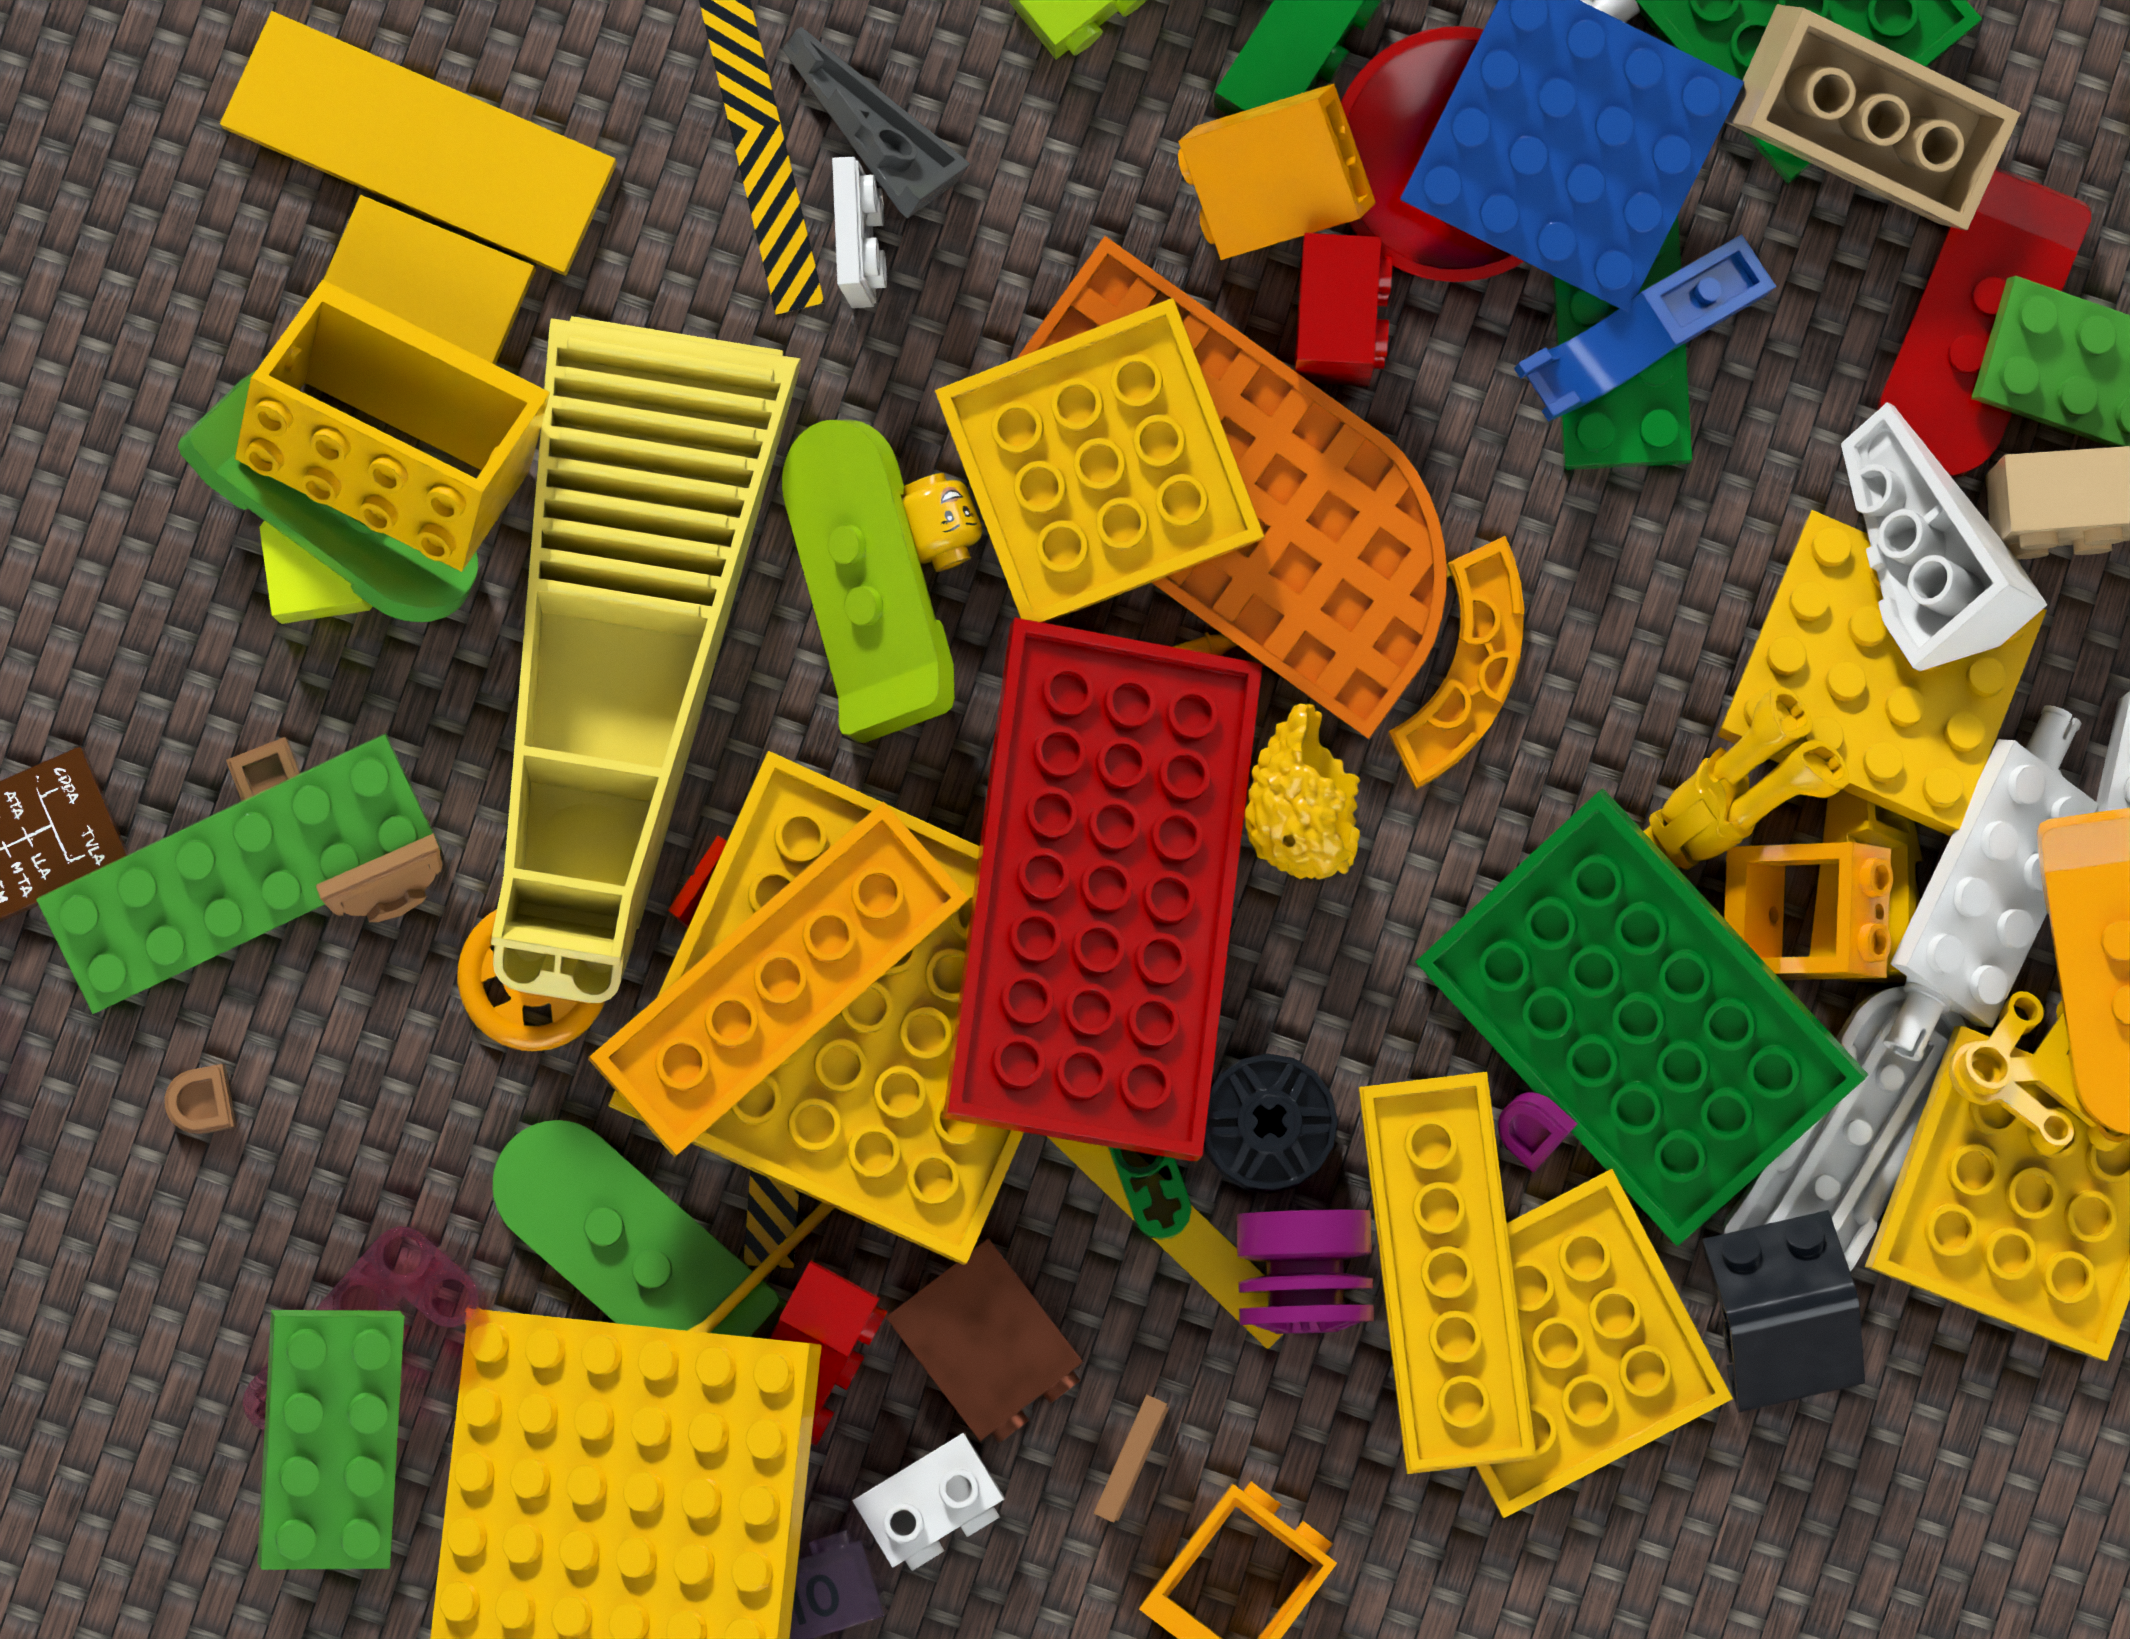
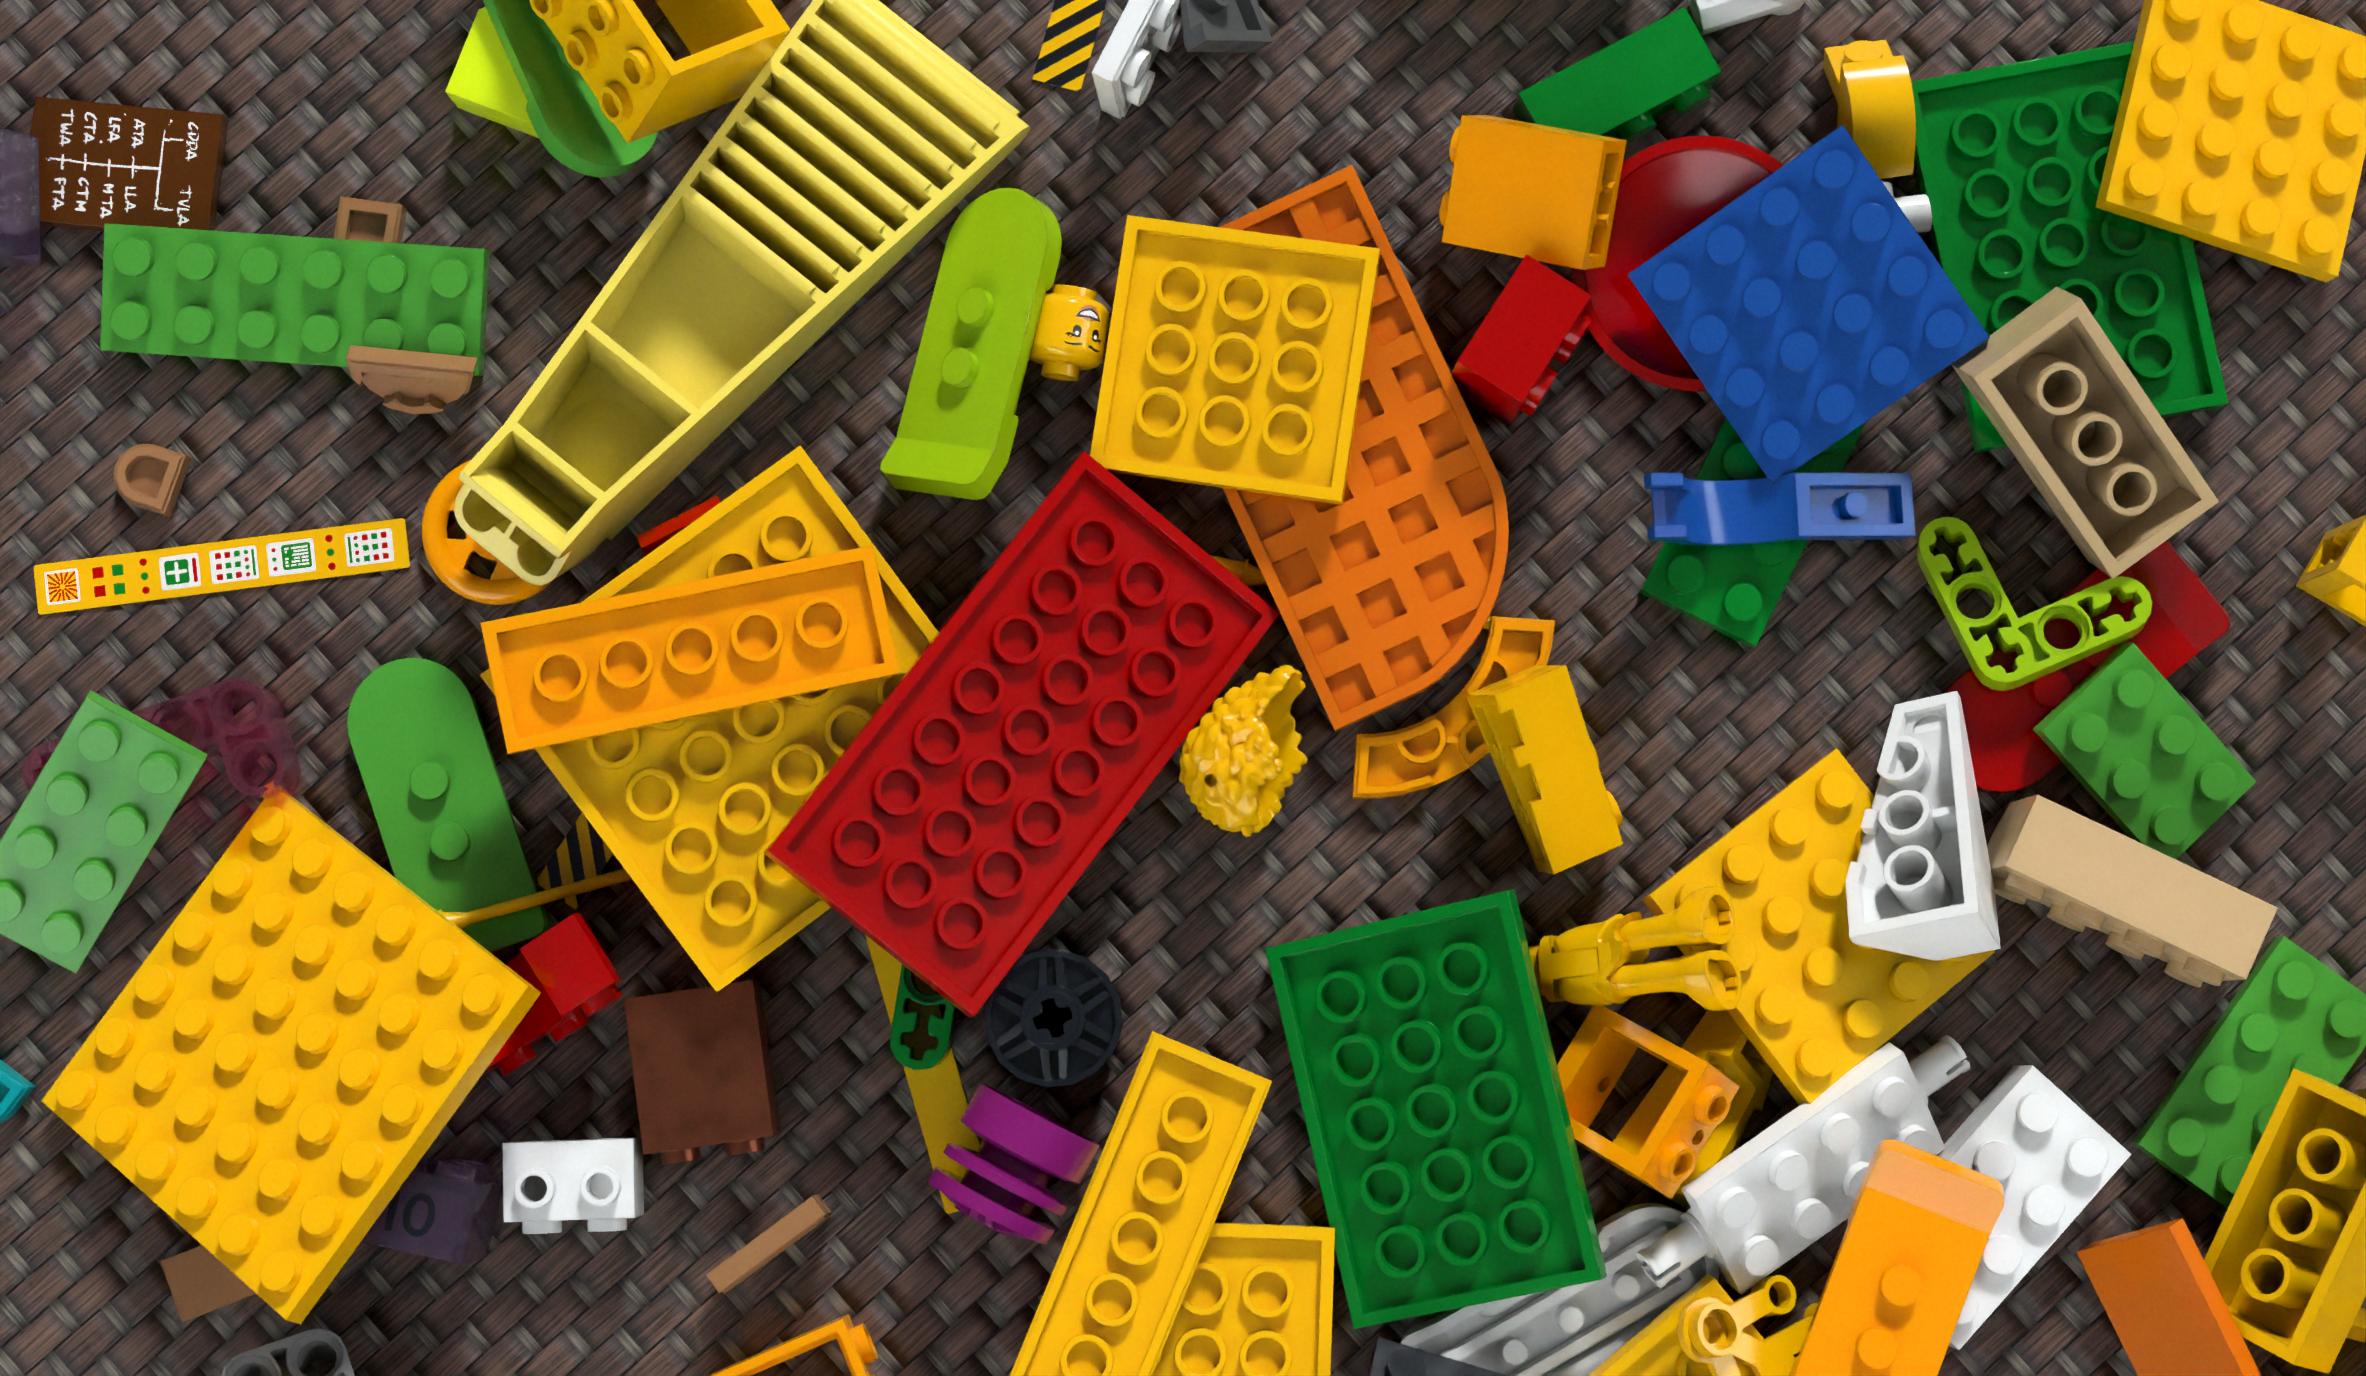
camera: 20 degrees right, 0 degrees up
(307, 1144) = (221, 566): none -> yellow sticker
(1533, 1128) = (1286, 1153): magenta tile -> none
(1571, 666) = (1548, 766): none -> yellow wedge
(1918, 318) = (2025, 633): none -> lime beam

